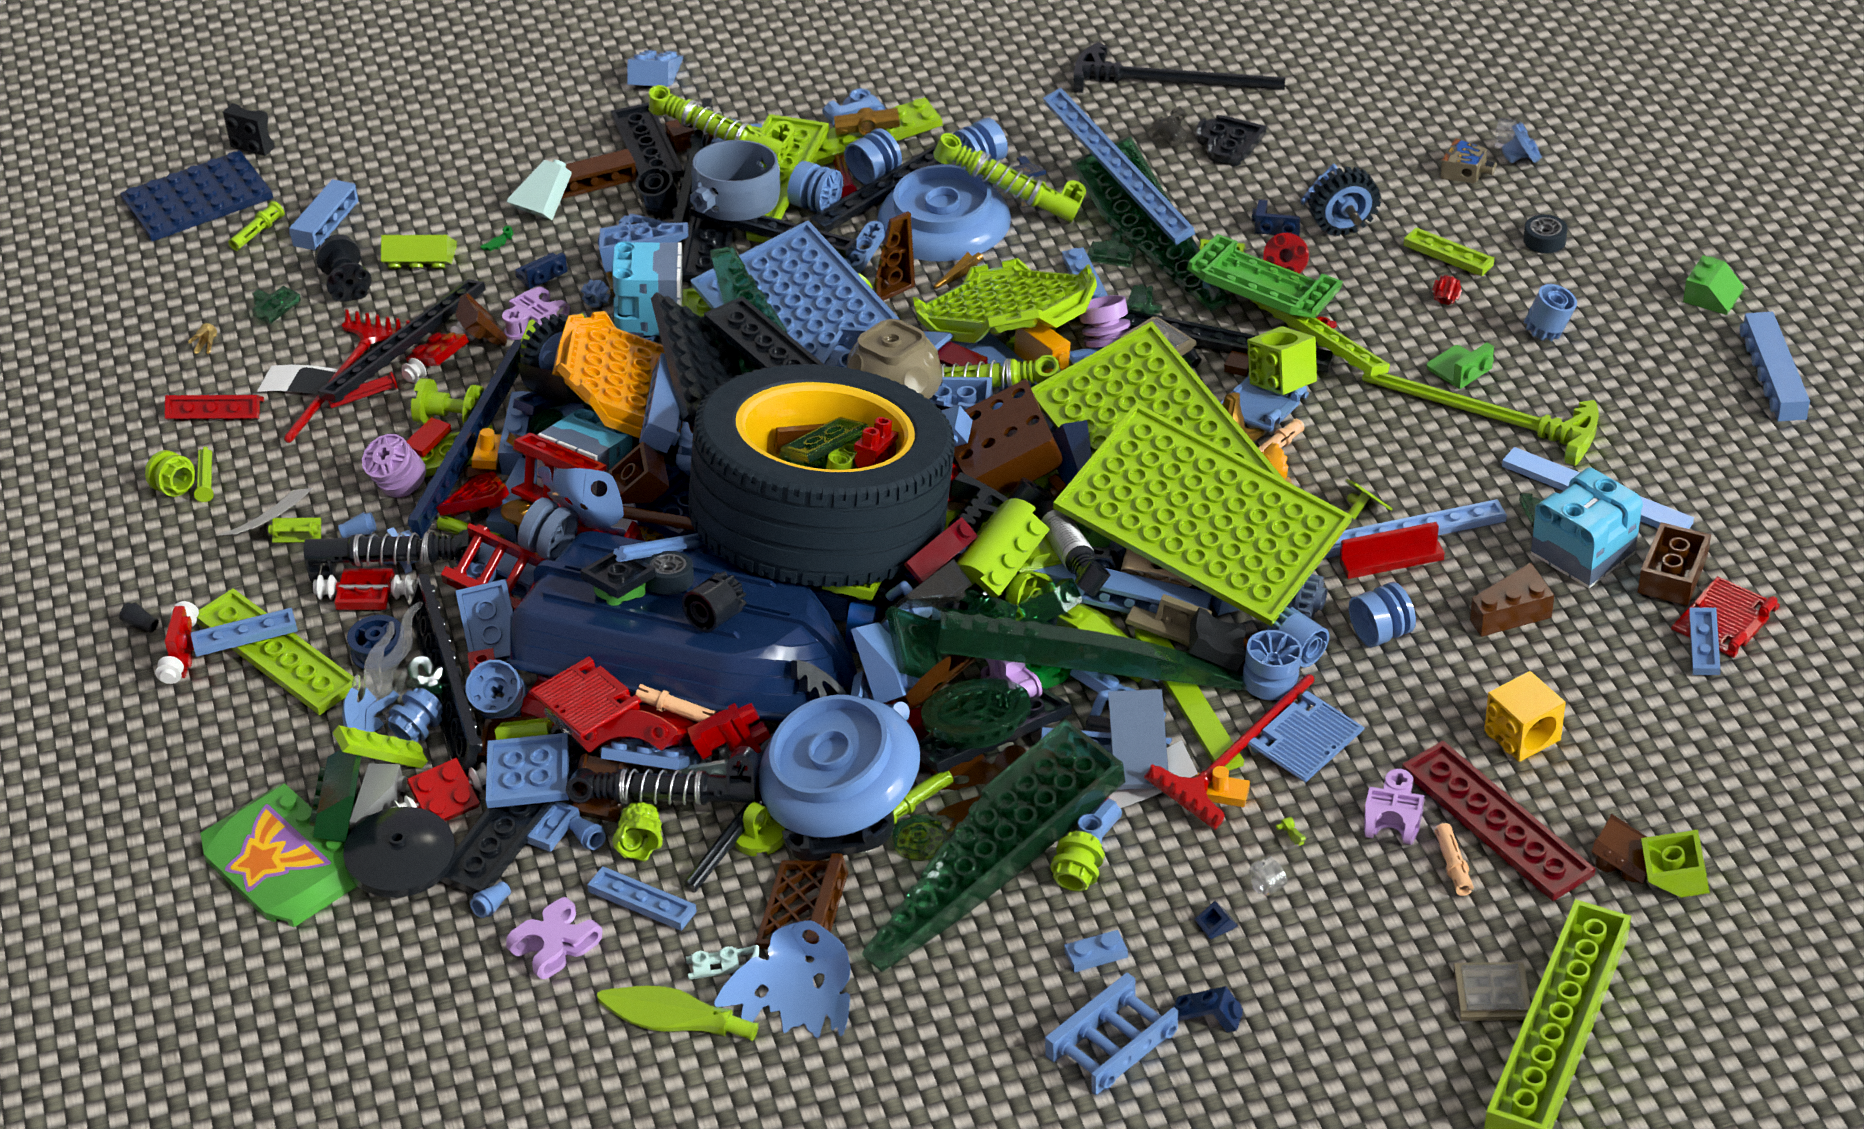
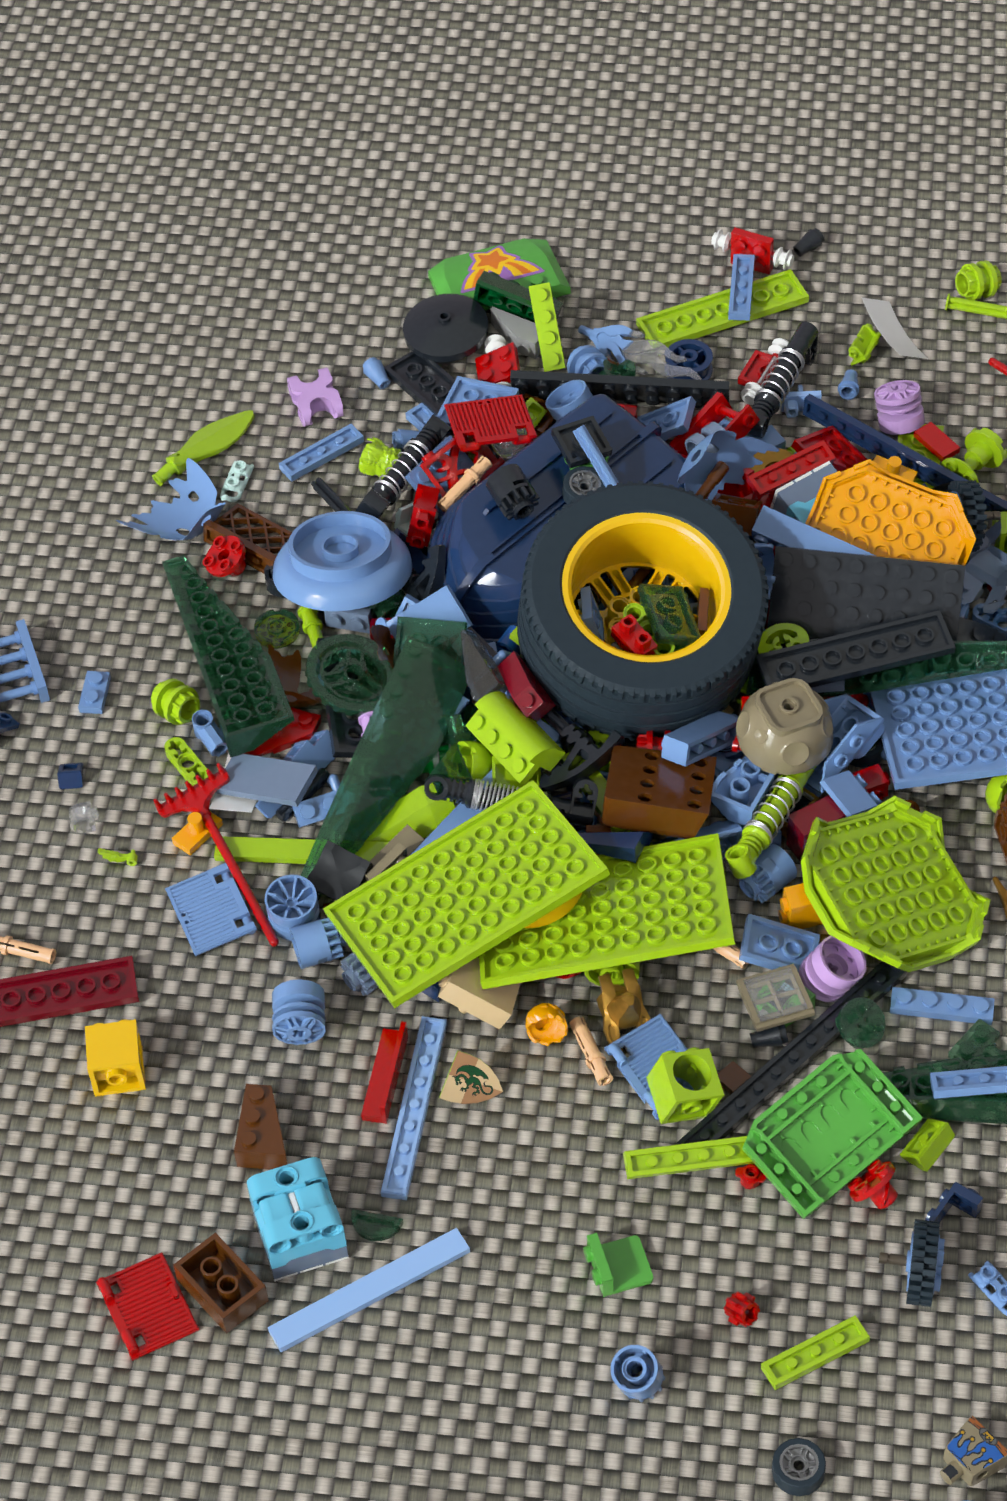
camera: 115 degrees right, 10 degrees up
(854, 899) = (225, 557): none -> red plate
(1143, 841) = (186, 755): none -> lime beam
(1394, 807) = (94, 931): lavender piece -> none
(1569, 432) = (485, 1290): lime piece -> none
(1704, 641) = (118, 1257): medium blue plate -> none

